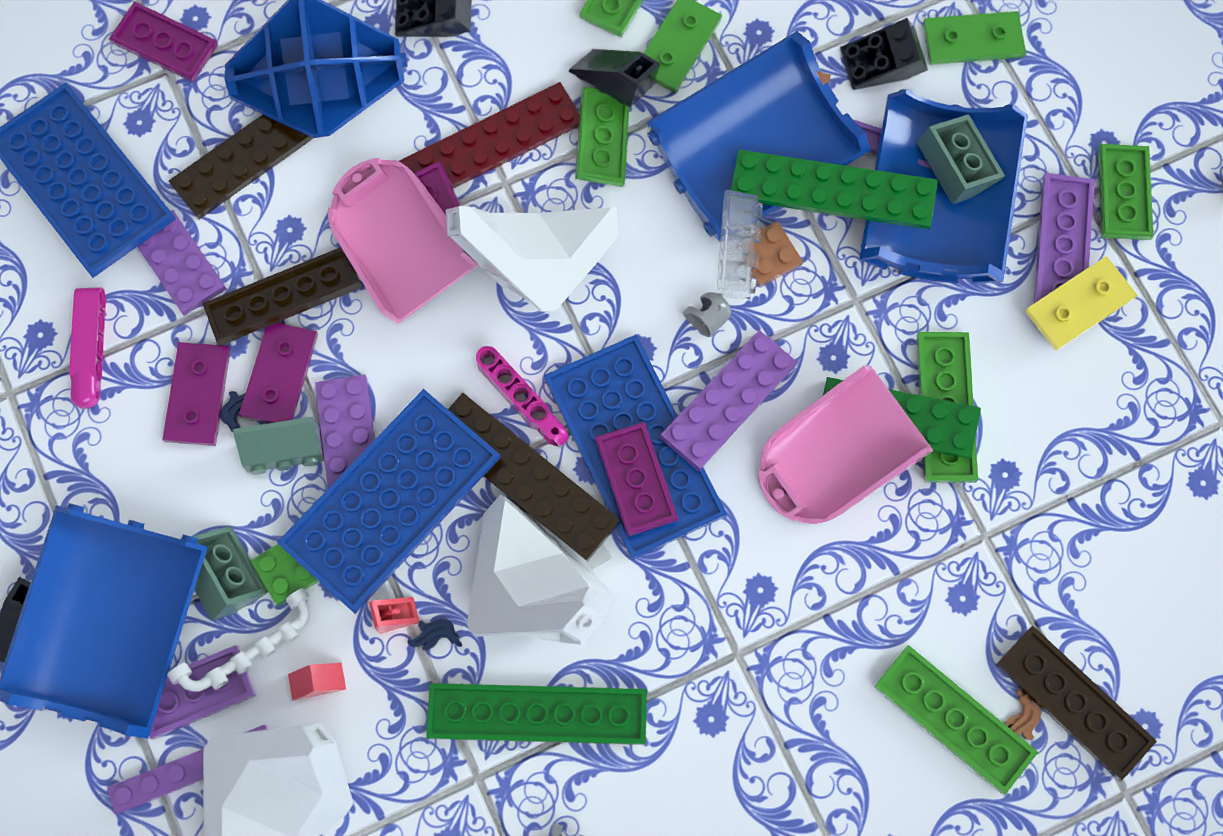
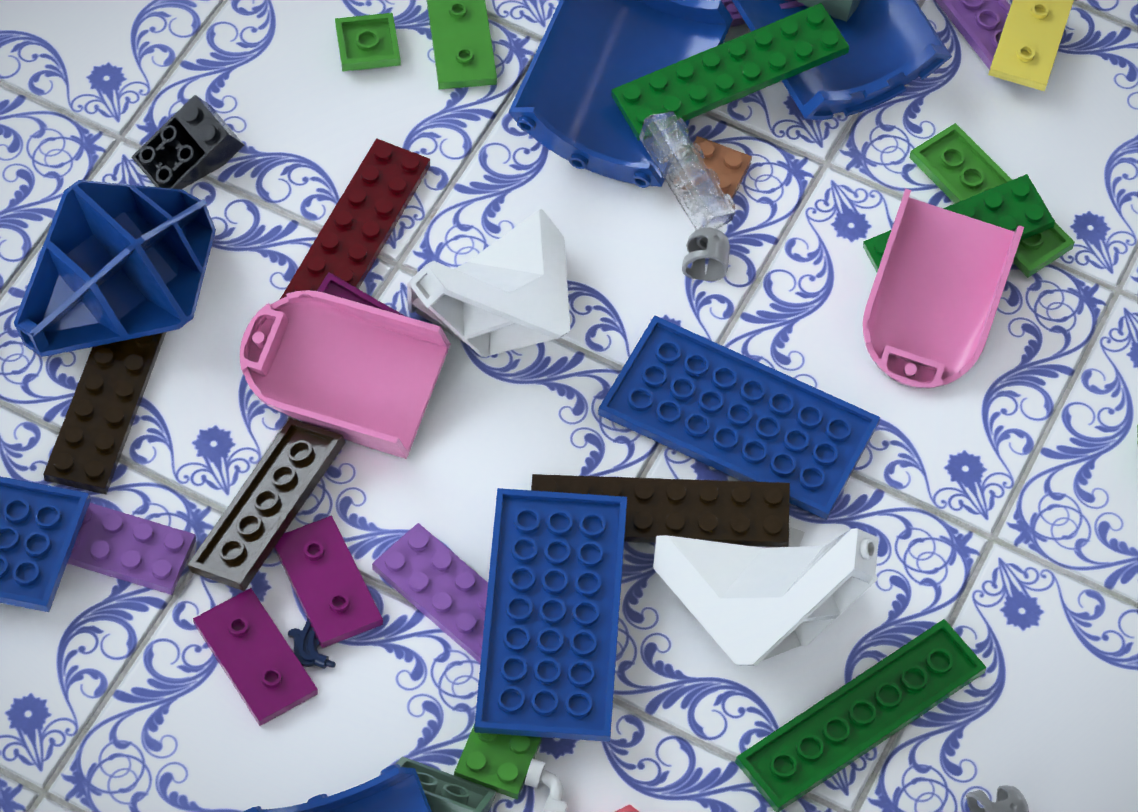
camera: 40 degrees left, 15 degrees down
(87, 346) = (96, 685): dark pink piece -> none
(279, 445) = (393, 639): sand green slope -> none
(393, 613) = (642, 723): coral slope -> none
(433, 632) = (696, 714): dark blue piece -> none
(549, 424) = (577, 443): dark pink piece -> none
(602, 138) = (463, 162): bright green plate -> none
(618, 73) = (430, 93): black slope -> none
(636, 479) = (772, 438): magenta plate -> none
(728, 400) = (793, 319): medium lavender plate -> none

